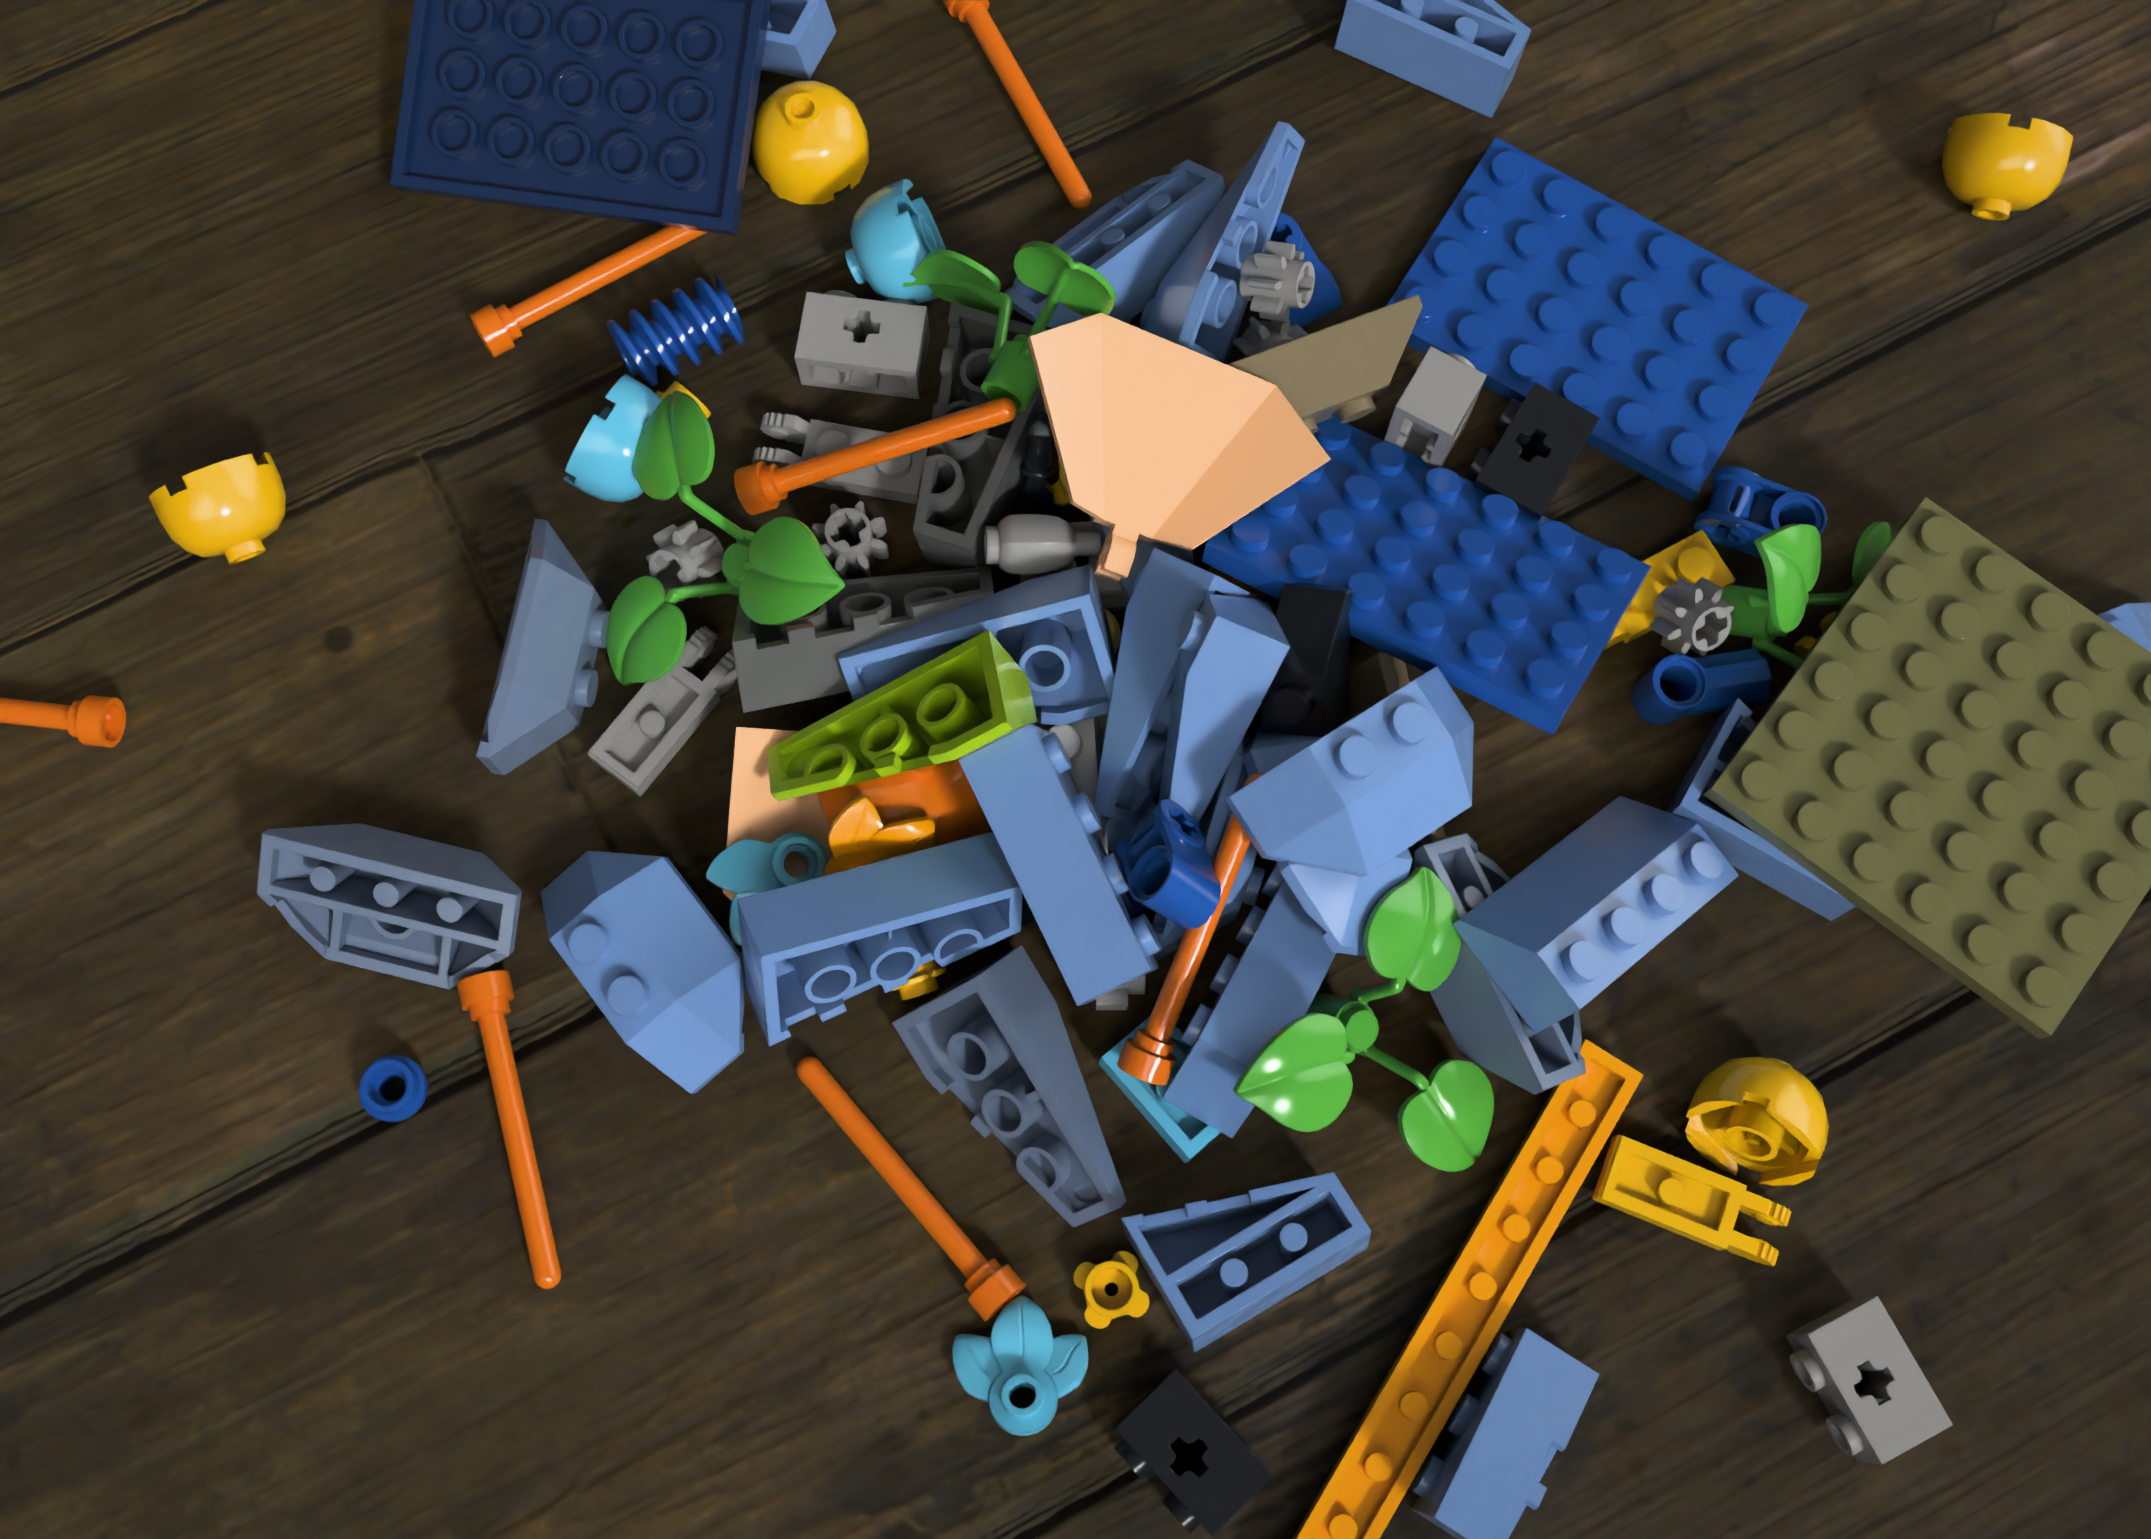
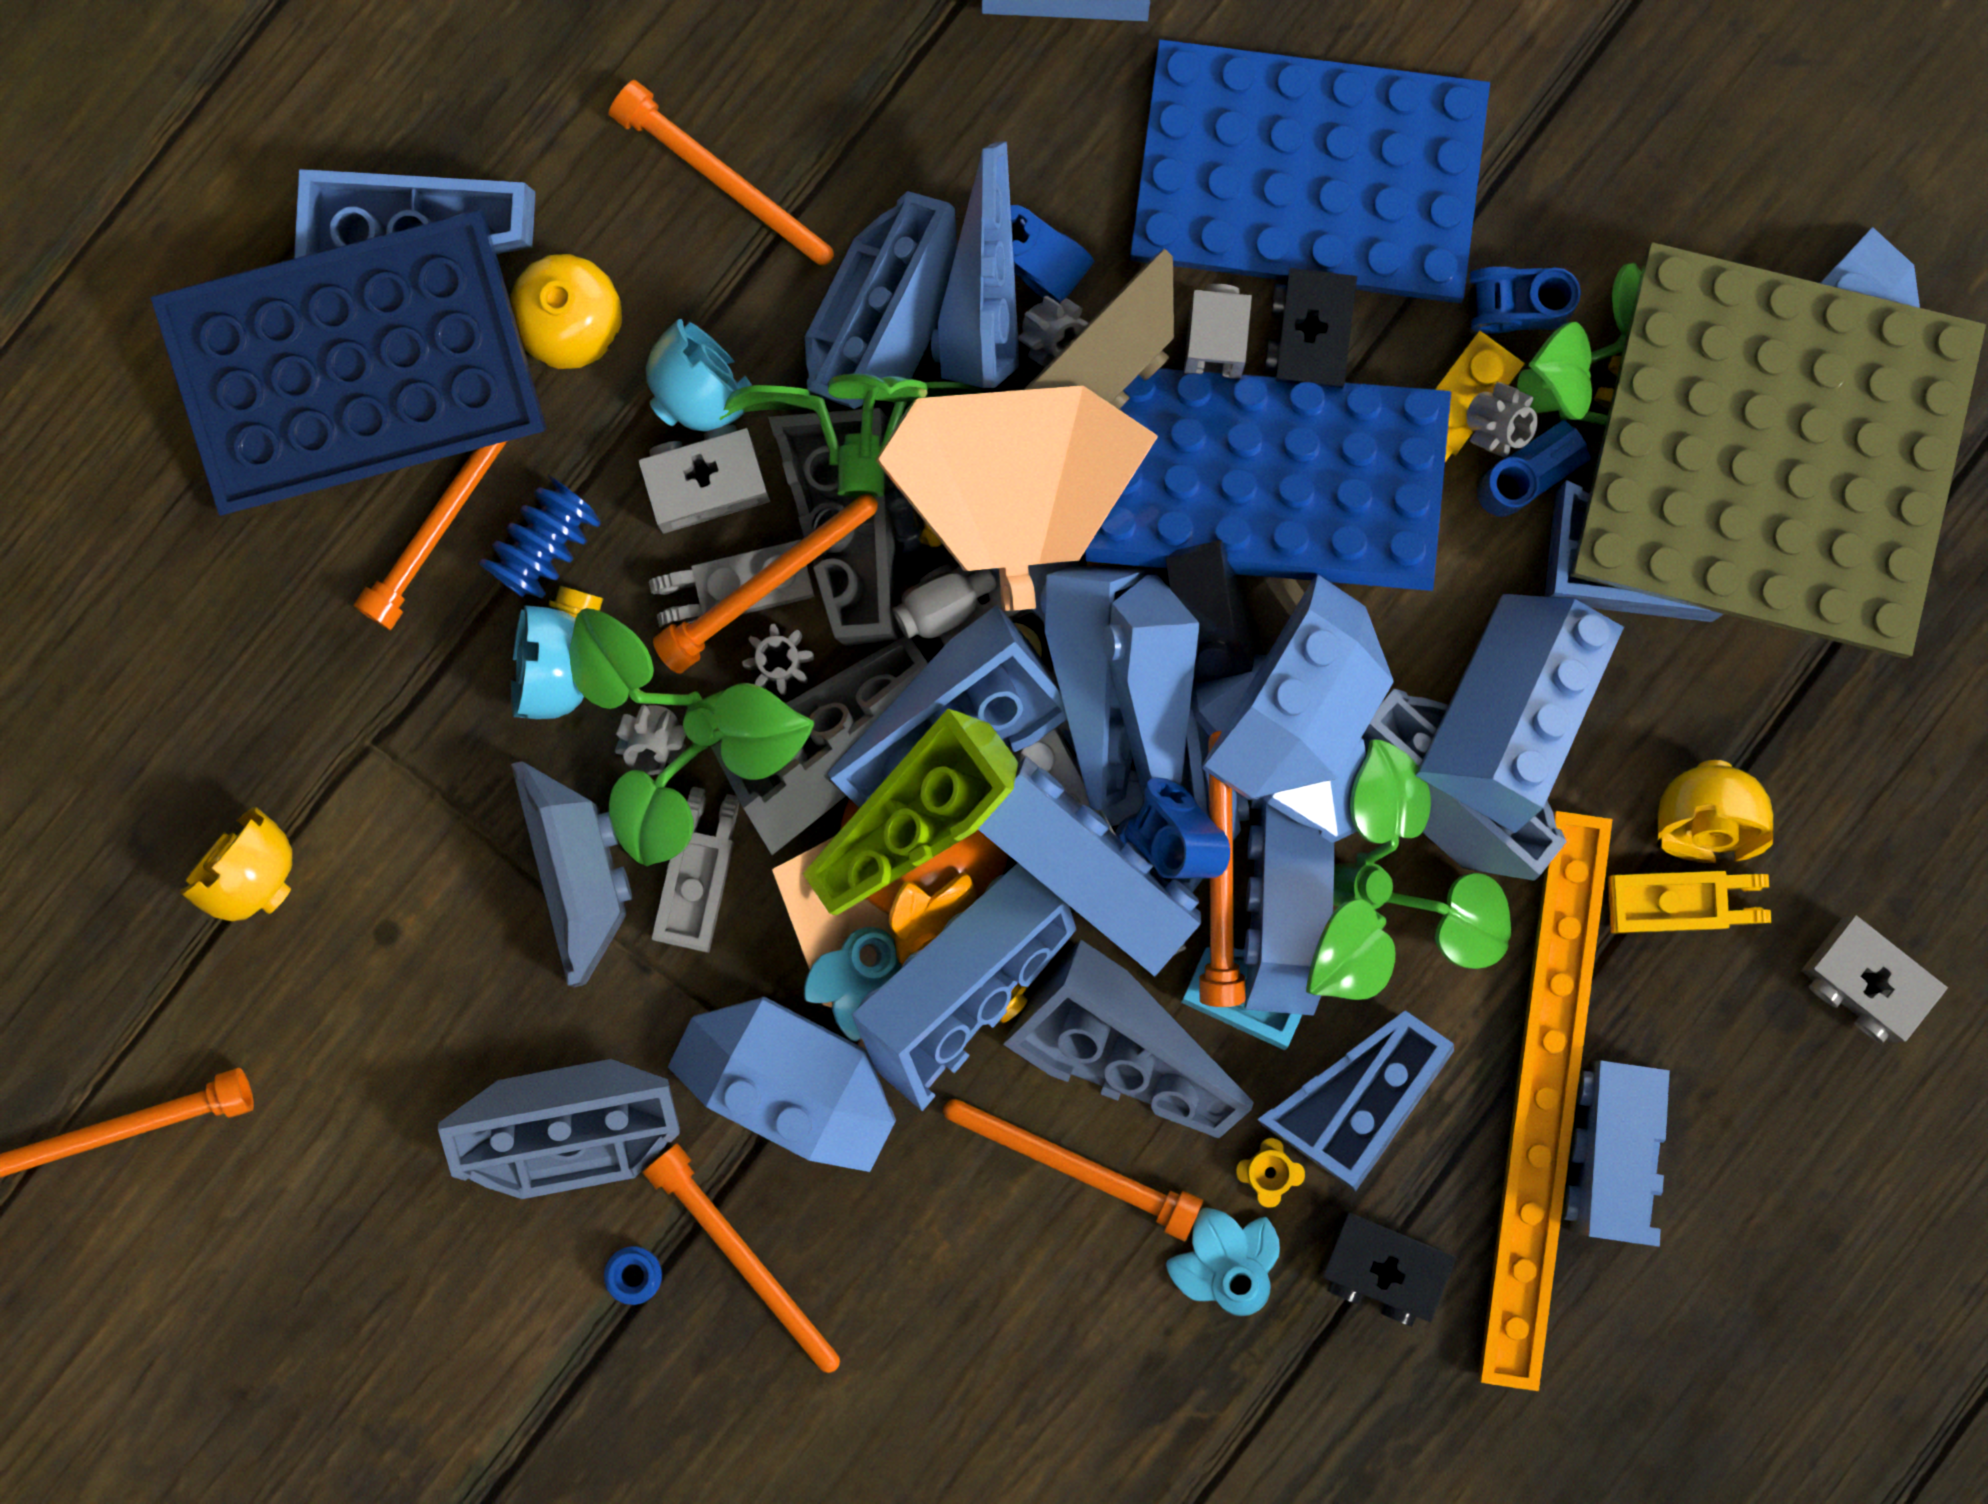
camera: 20 degrees left, 10 degrees up
(1277, 281) = (1038, 280): light grey gear -> none

